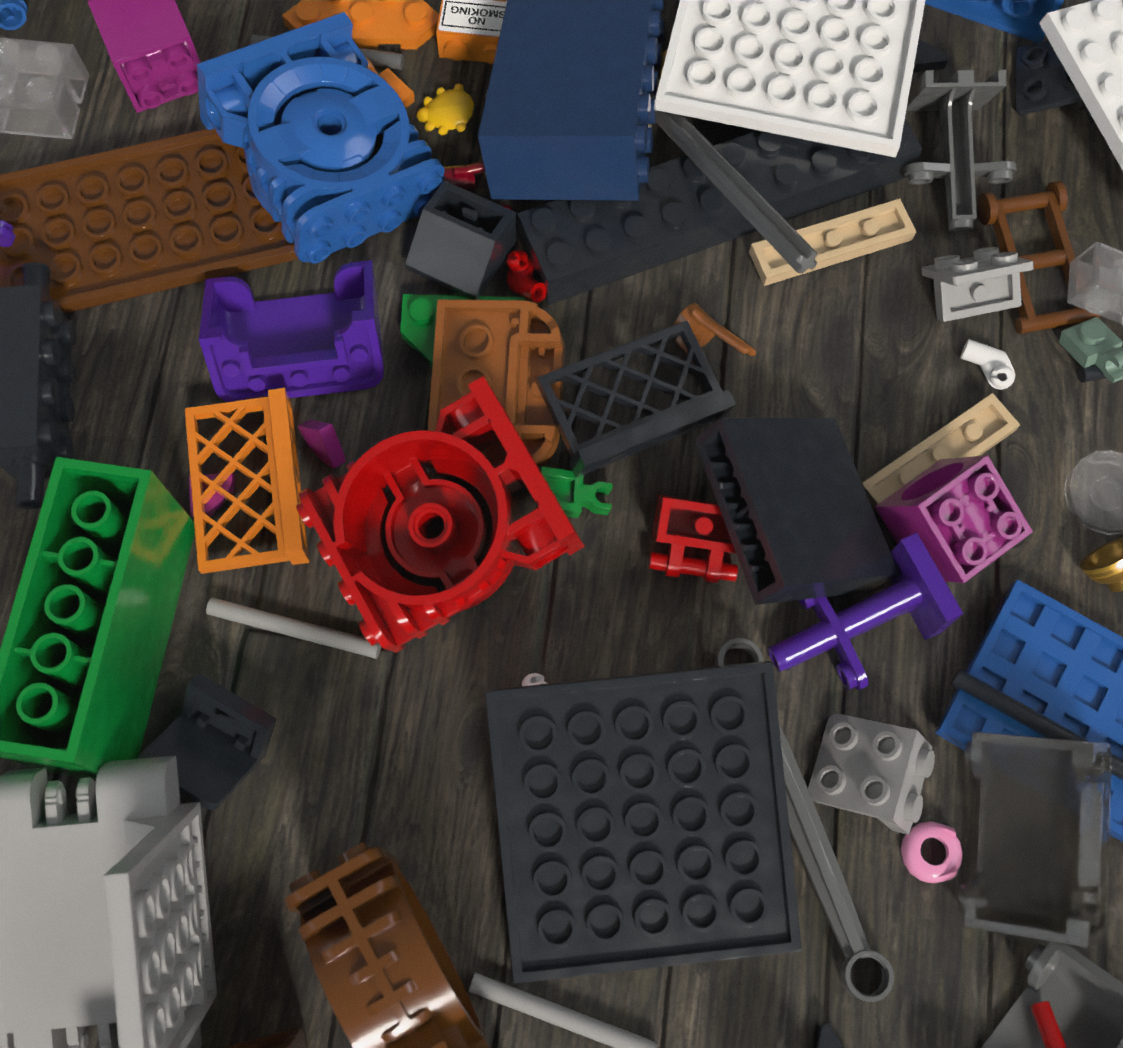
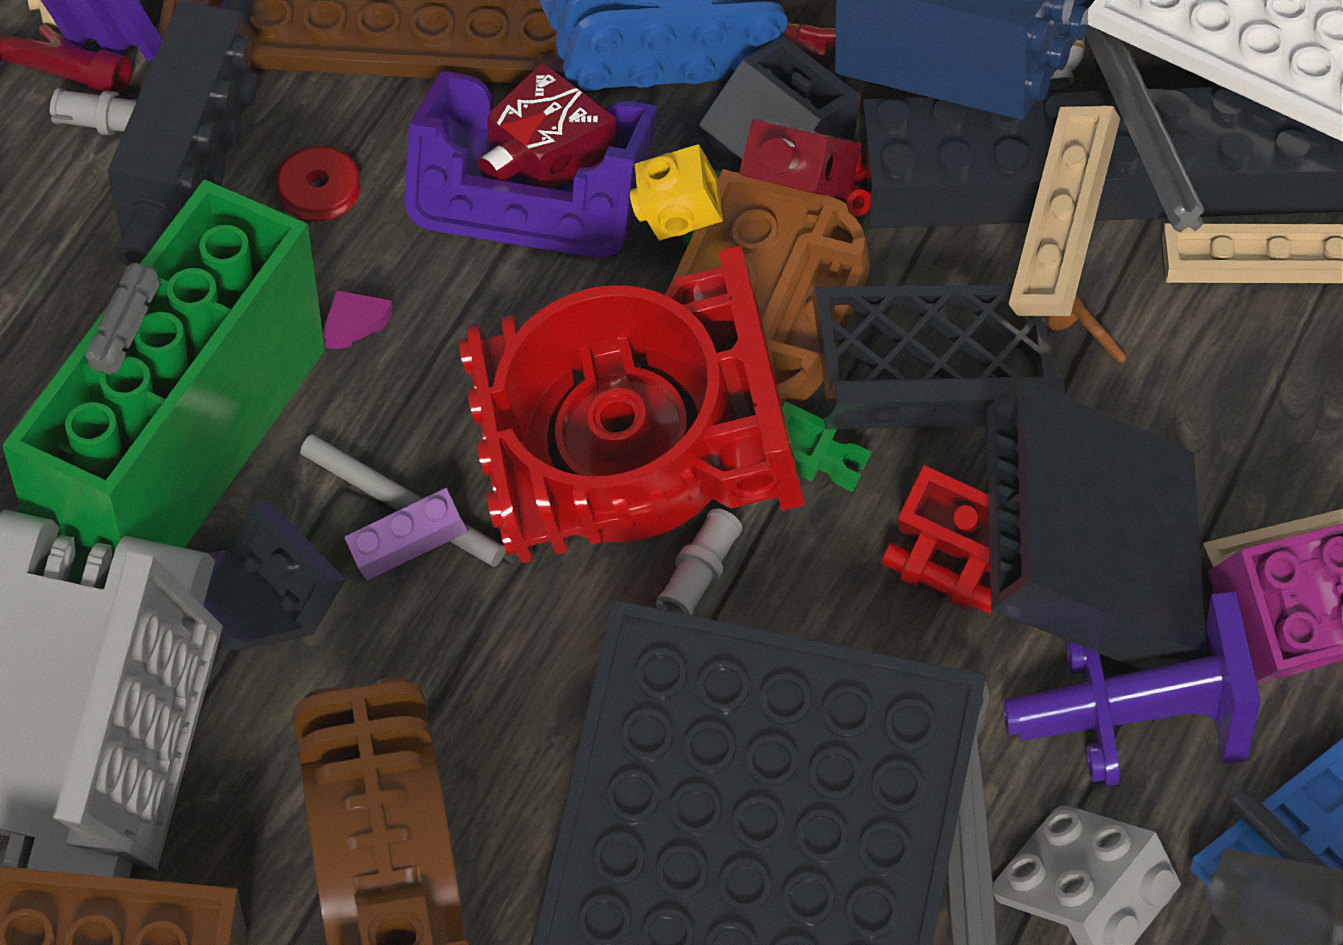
camera: 20 degrees right, 15 degrees down
(31, 606) = (122, 318): none -> dark grey axle
(136, 377) = (318, 202): none -> red piece
(284, 486) = (458, 308): orange fence -> none
(299, 305) = (546, 132): none -> dark red torso
(307, 660) = (406, 534): none -> medium lavender piece
(323, 442) = (516, 295): magenta tile -> none
(412, 331) = (677, 193): none -> yellow brick
(490, 278) = (799, 159): none -> dark red torso
(523, 613) = (700, 563): none -> light grey pin
(691, 263) = (1064, 211): none -> tan plate

